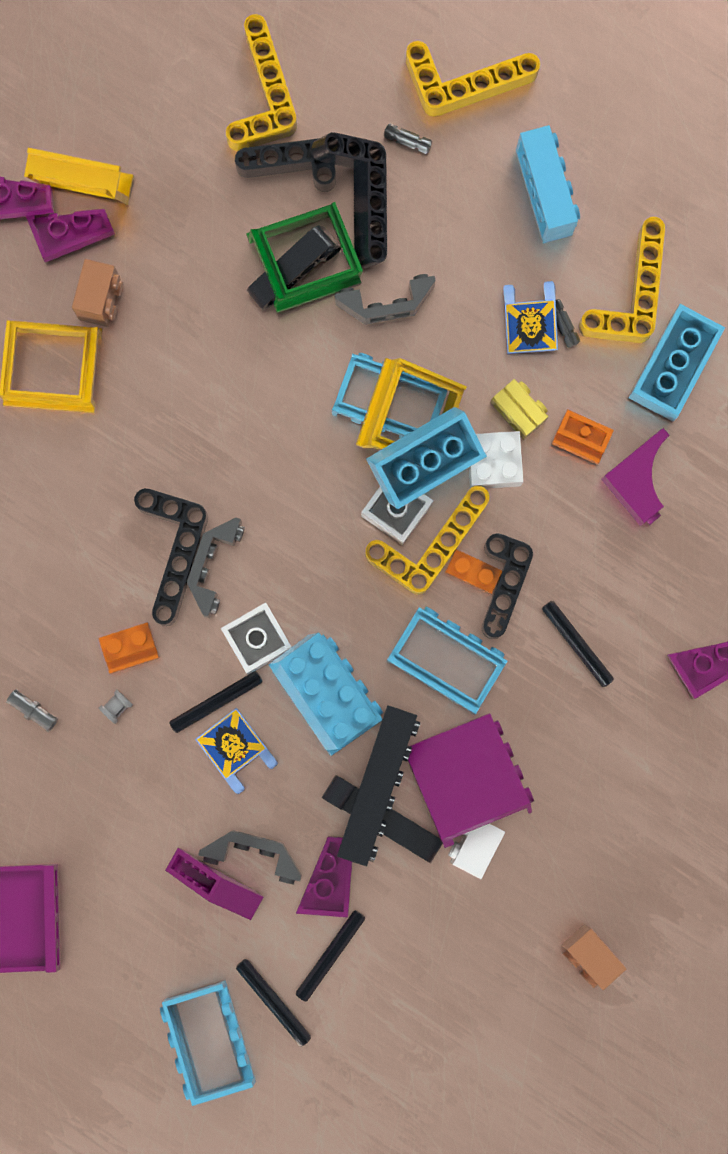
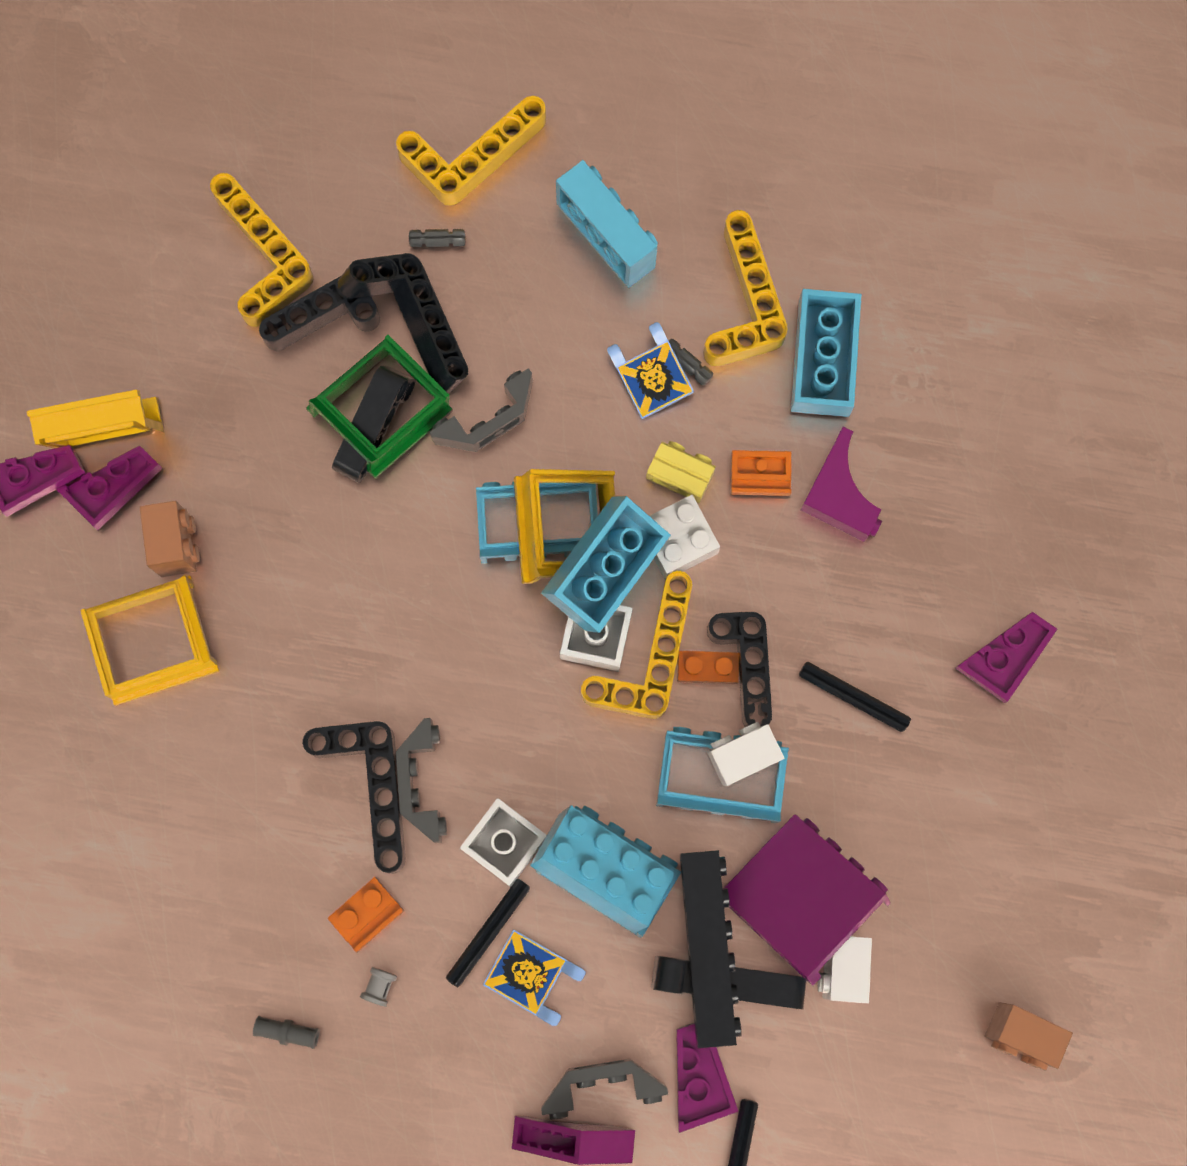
camera: 20 degrees left, 5 degrees down
(470, 651) = (745, 754): none -> white brick

